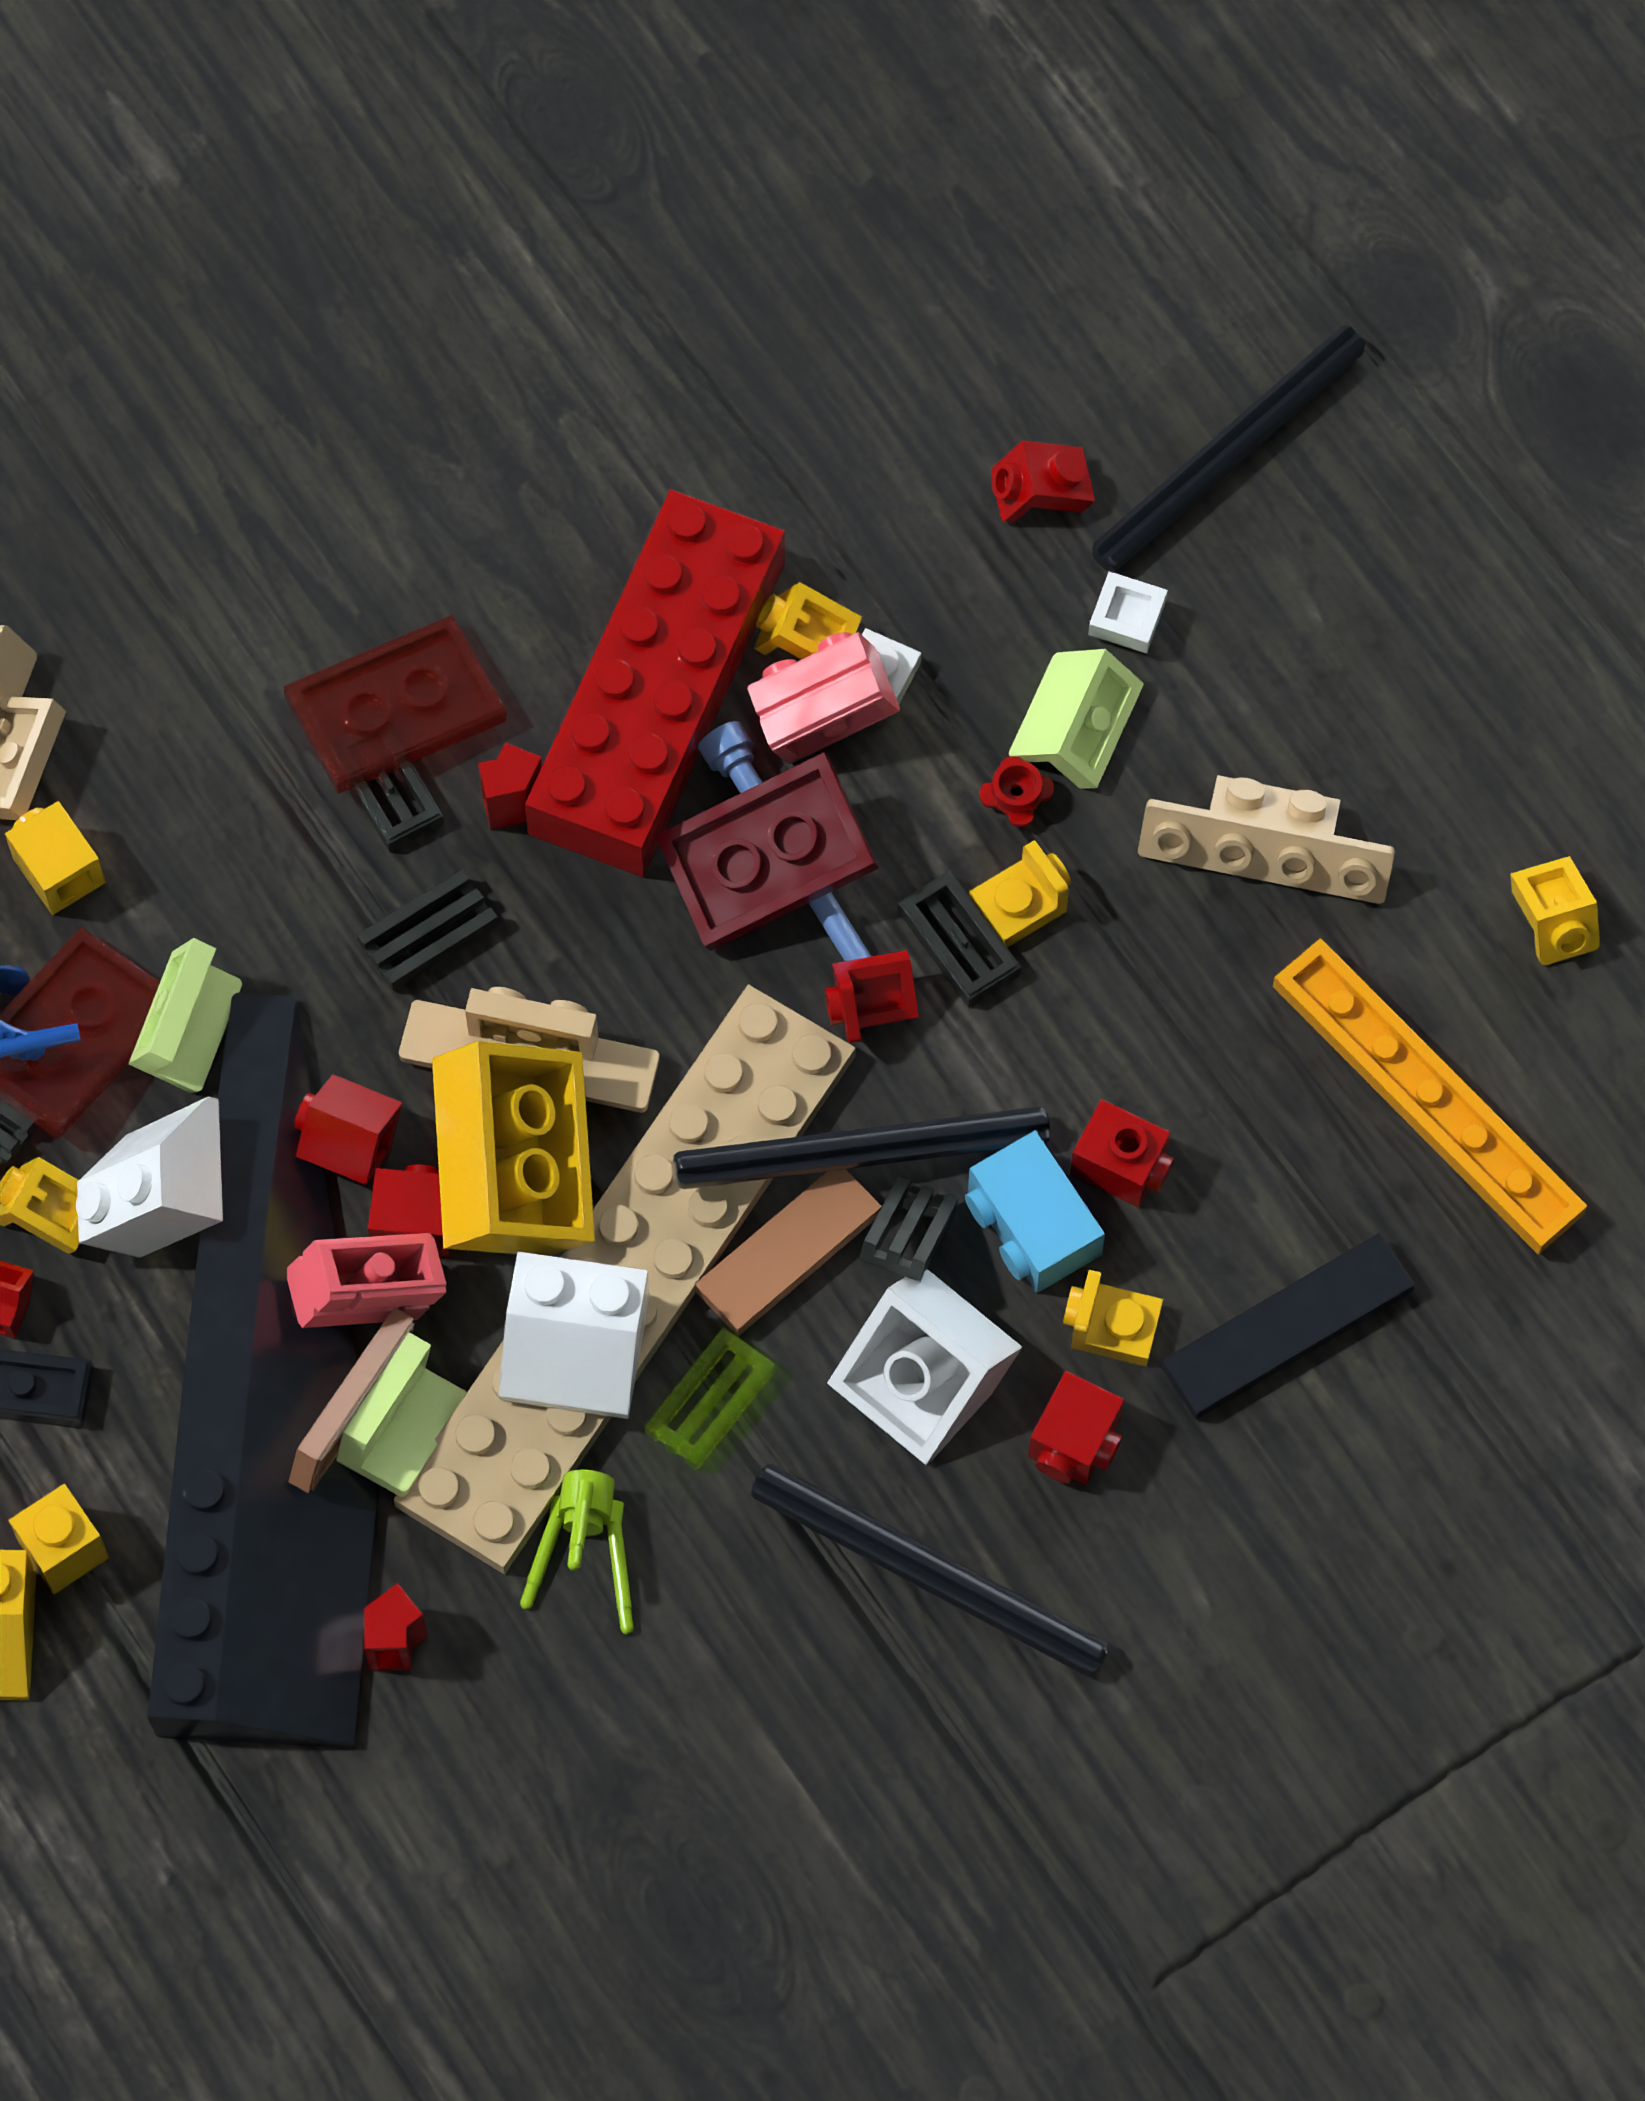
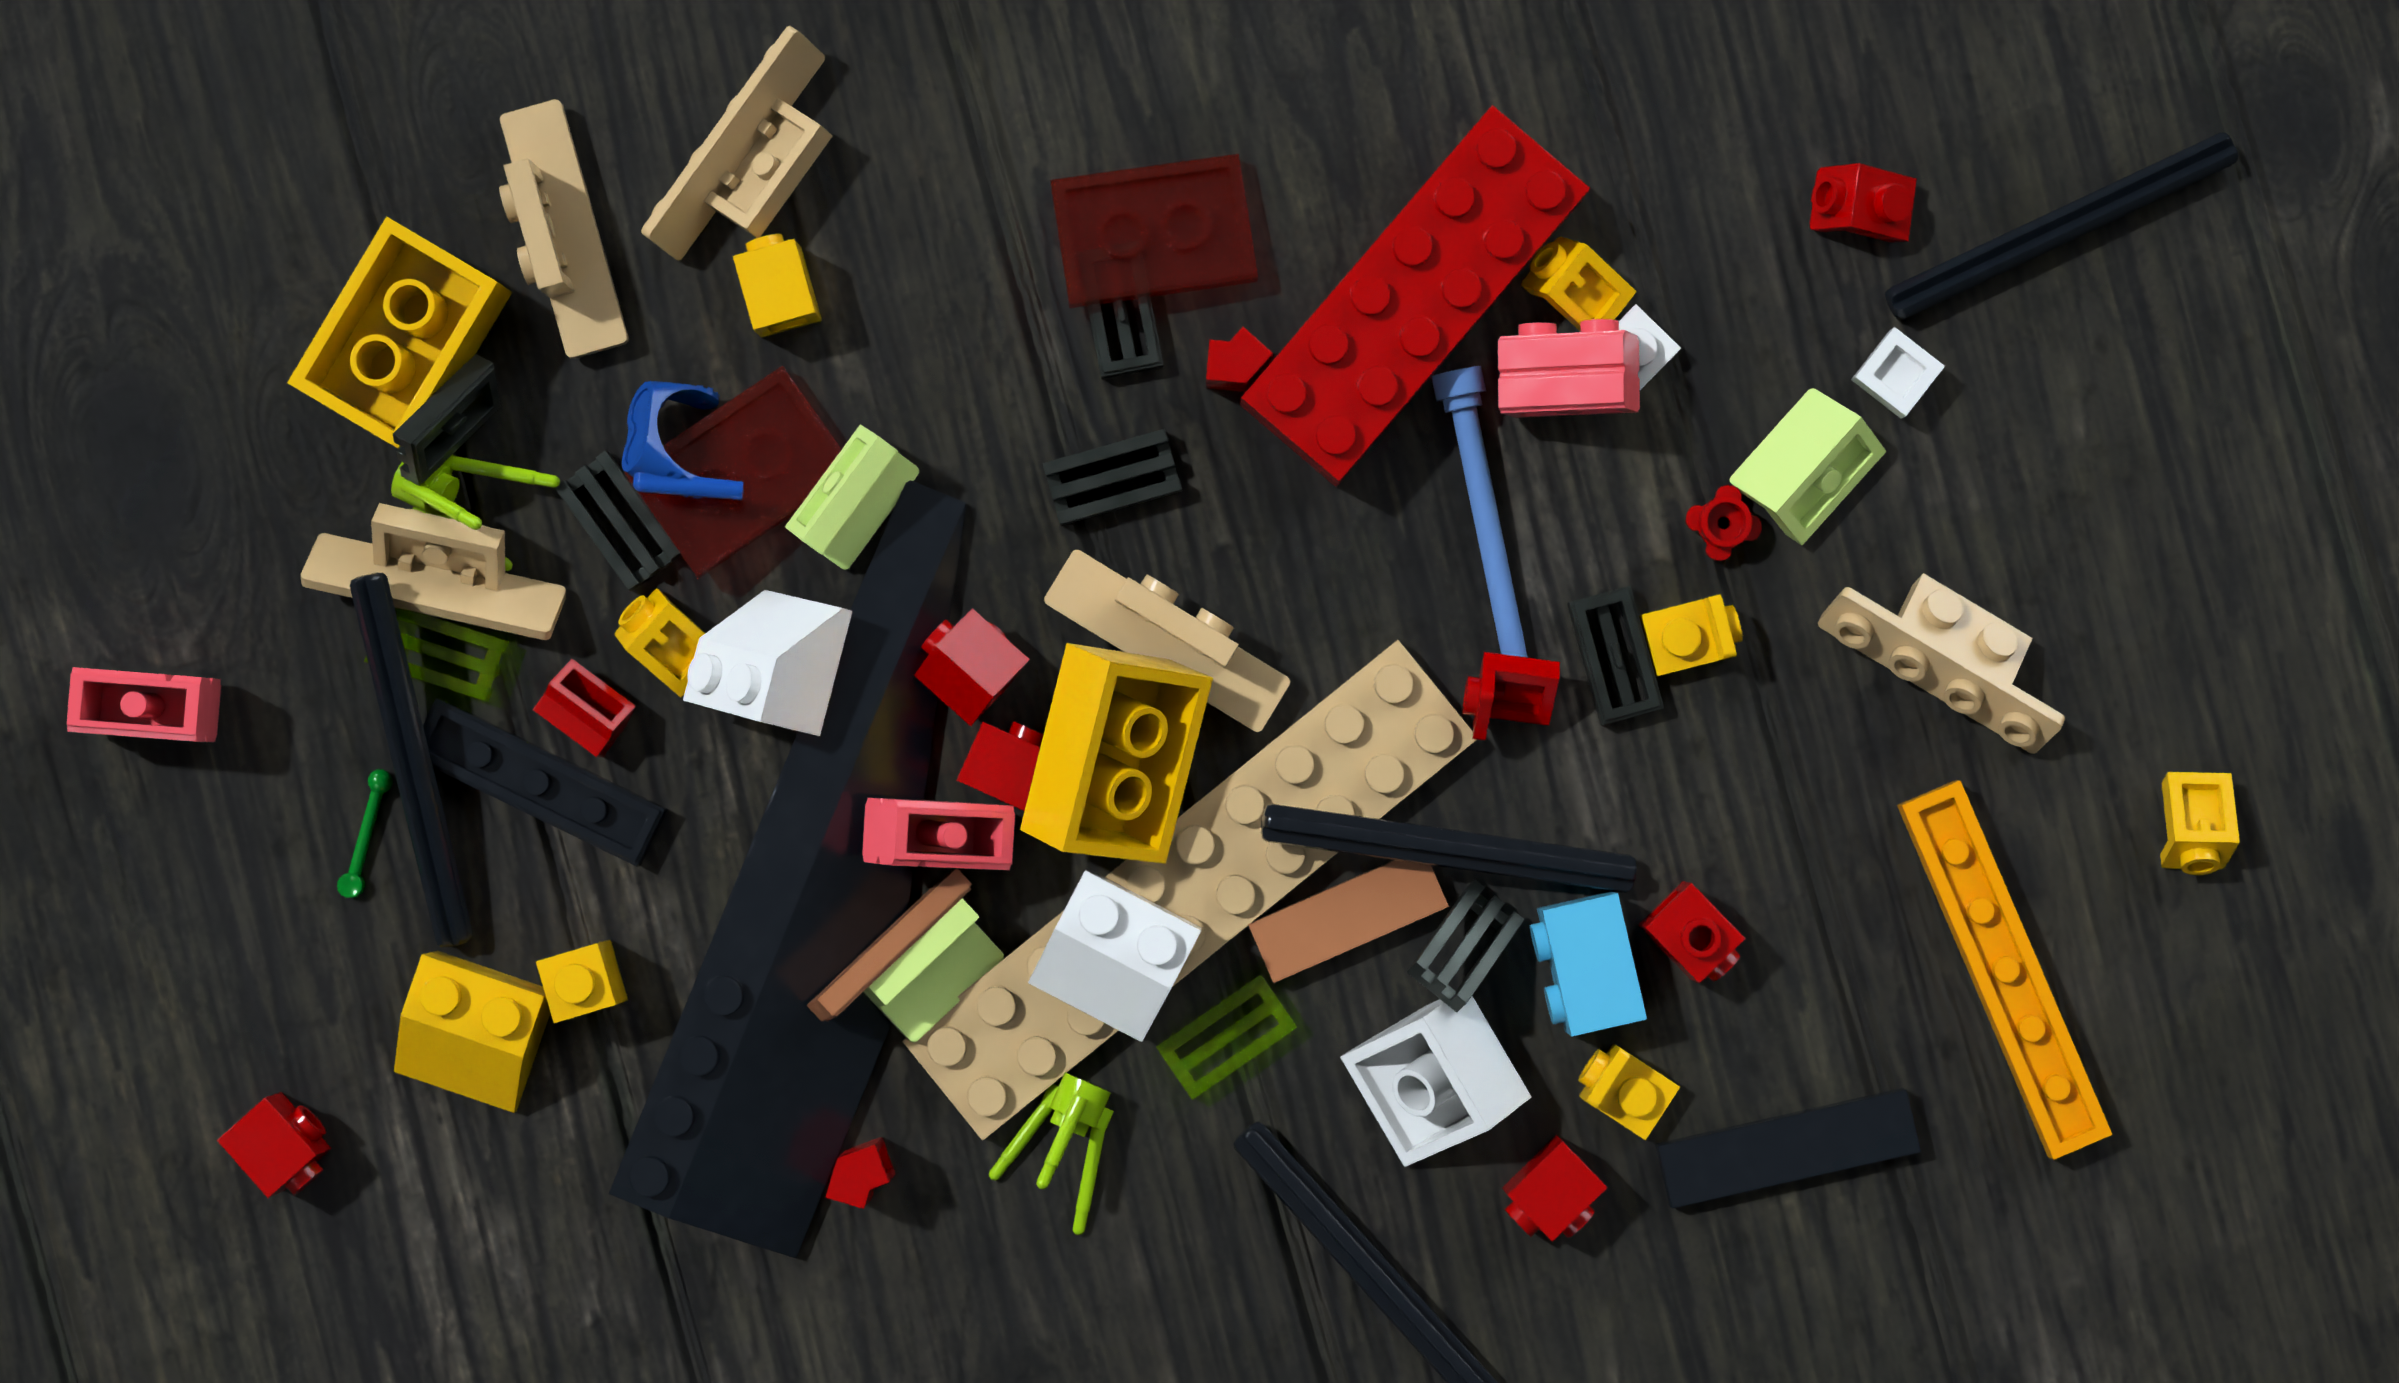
camera: 20 degrees right, 20 degrees up
(767, 851) = (1460, 517): dark red plate -> none

